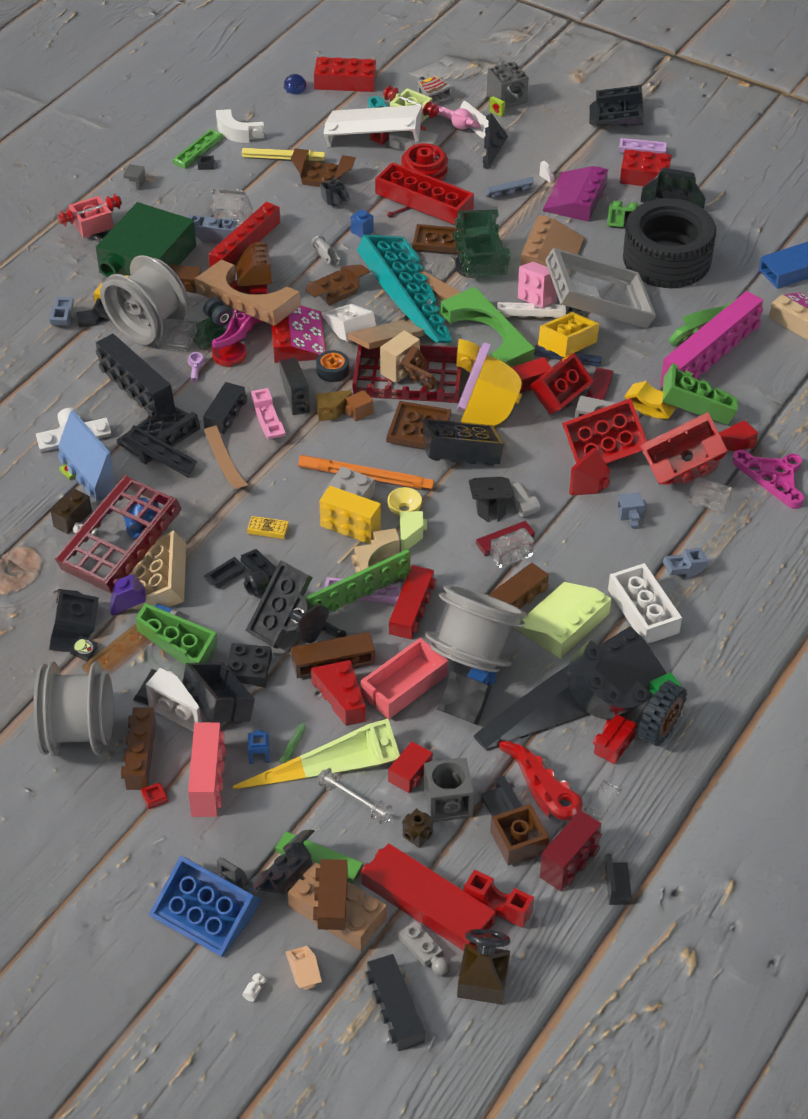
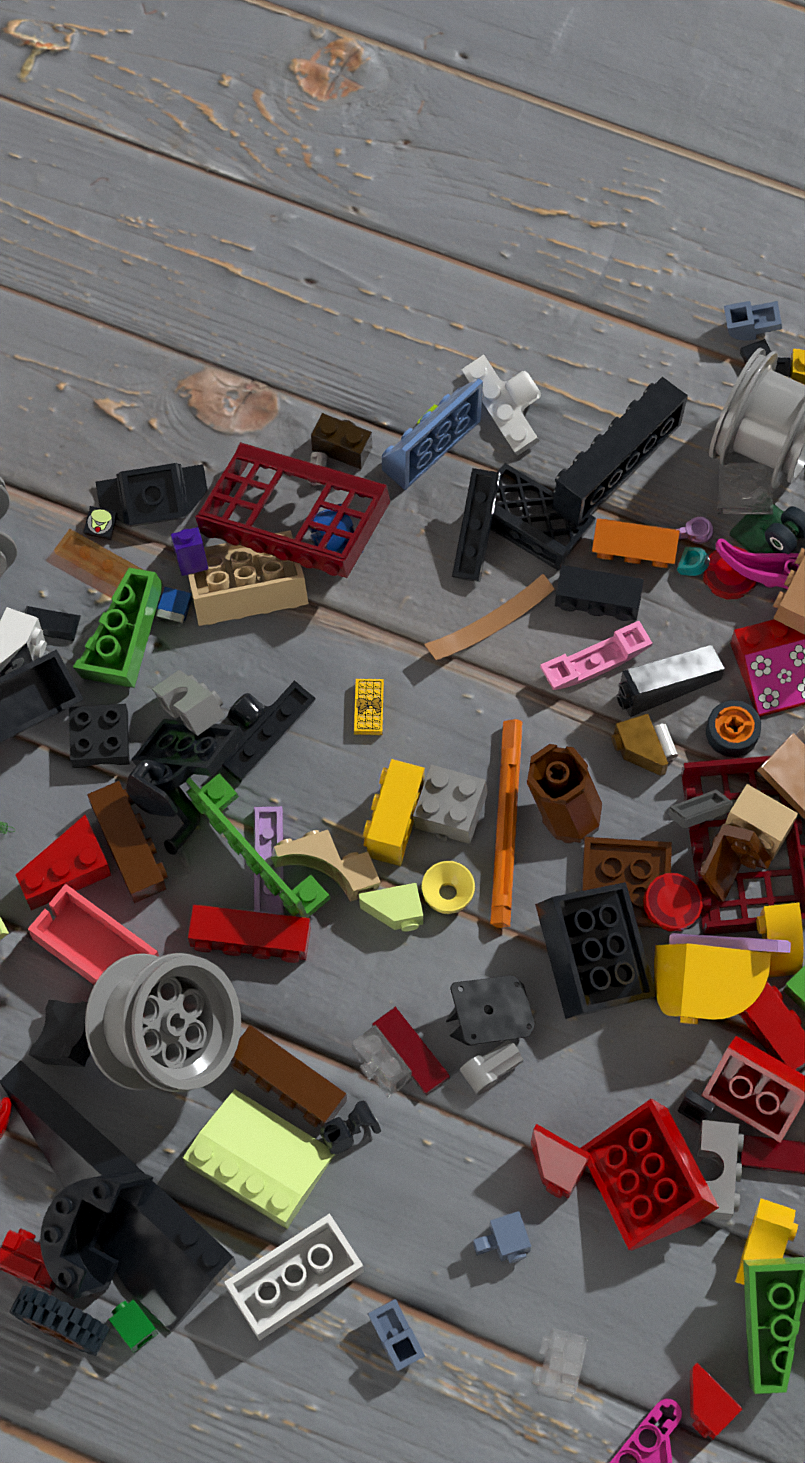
camera: 80 degrees right, 20 degrees up
(197, 385) = (635, 542): none -> orange brick
(216, 365) = (693, 561): none -> teal tile
(225, 572) = (269, 668): black tile -> none
(233, 611) = (192, 701): none -> light grey arch
(359, 405) = (648, 784): dark orange brick -> none
(359, 434) = (564, 793): none -> reddish brown brick
(383, 382) = (700, 809): none -> dark grey tile
(438, 403) = (673, 902): none -> red tile
(555, 572) = (339, 1133): none -> black leg
(564, 414) = (695, 1107): none -> black tile
(692, 438) = (617, 1308): red brick -> none

